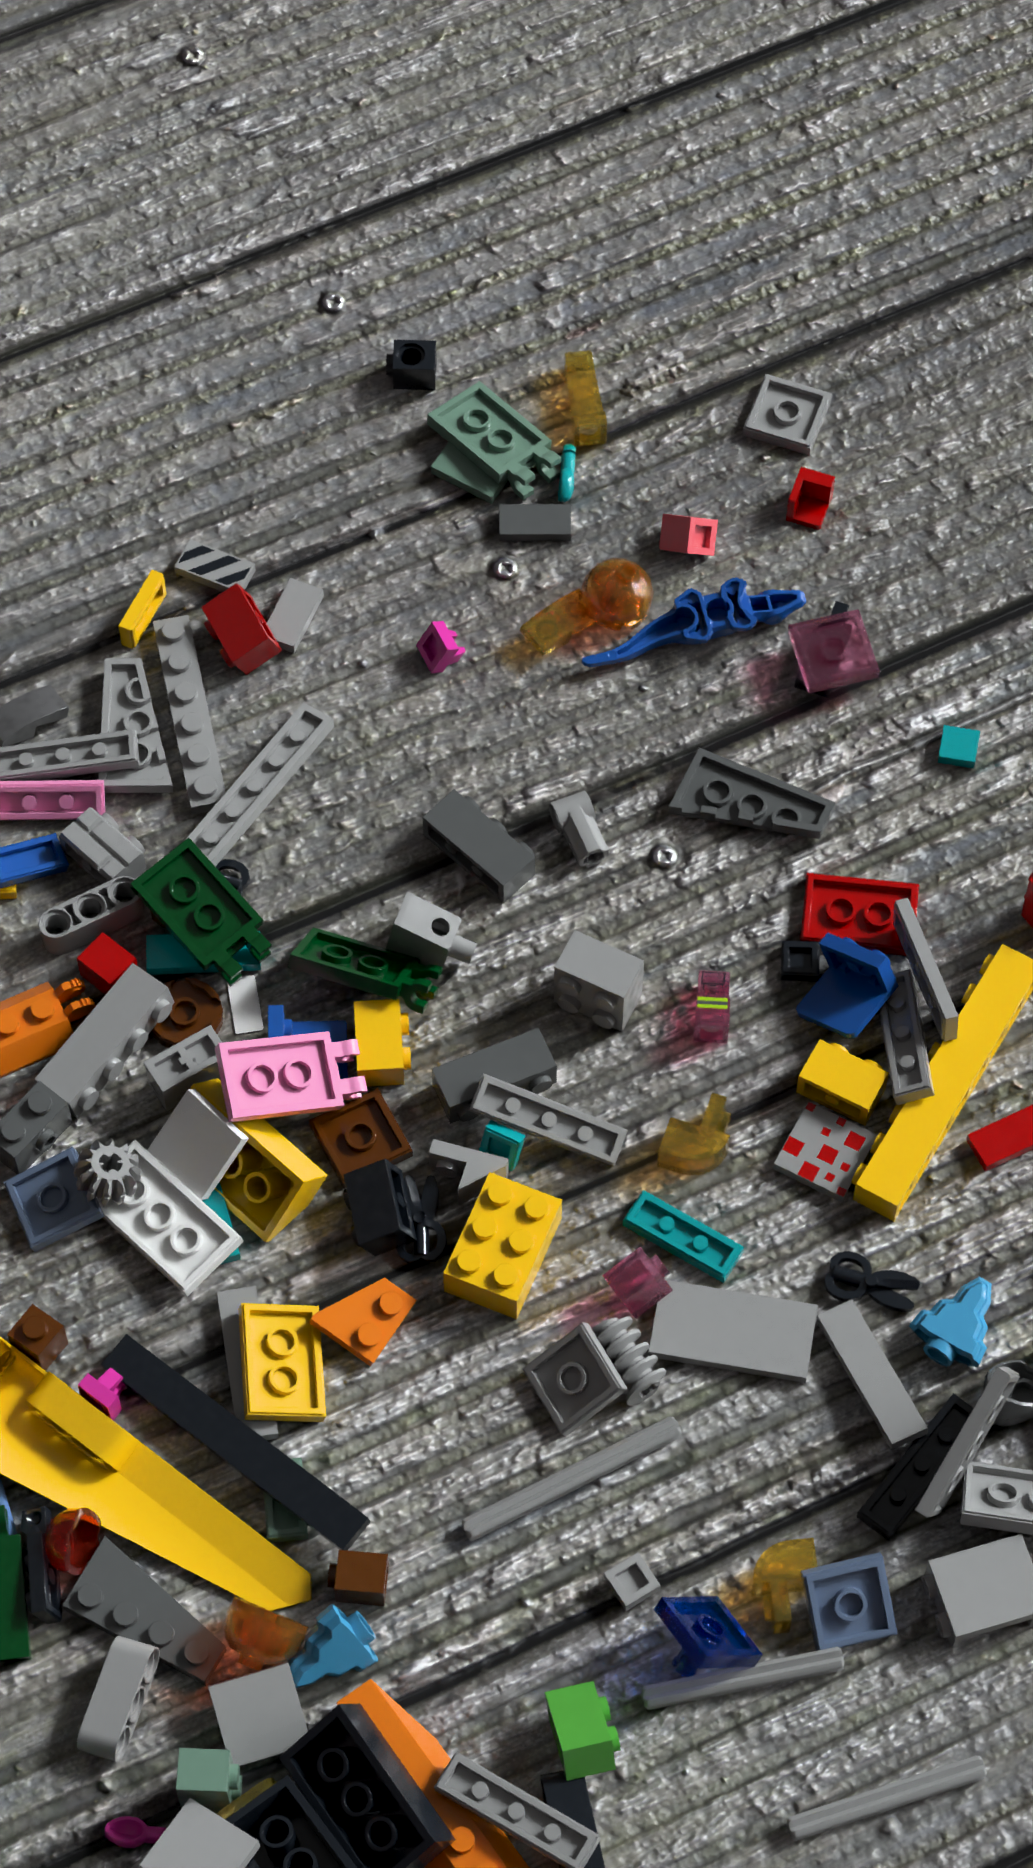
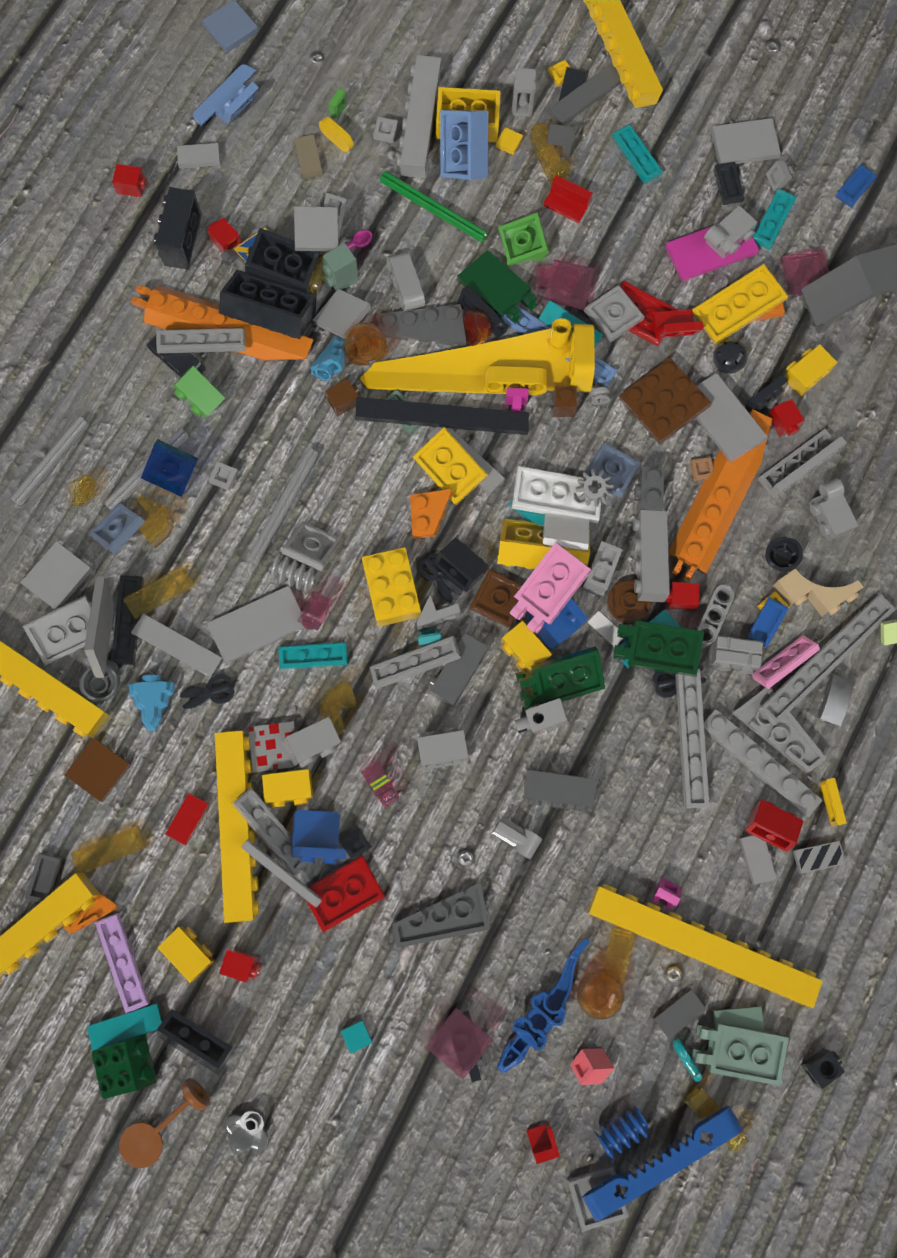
camera: 140 degrees right, 15 degrees up
(448, 569) = (705, 947): none -> yellow brick
(705, 448) = (622, 1132): none -> blue piece
(770, 1101) = (311, 742): none -> light grey brick
(776, 397) = (604, 1201): none -> blue gear
(847, 1467) = (159, 592): none -> clear yellow tile
(866, 1702) = (82, 490): none -> clear yellow rock

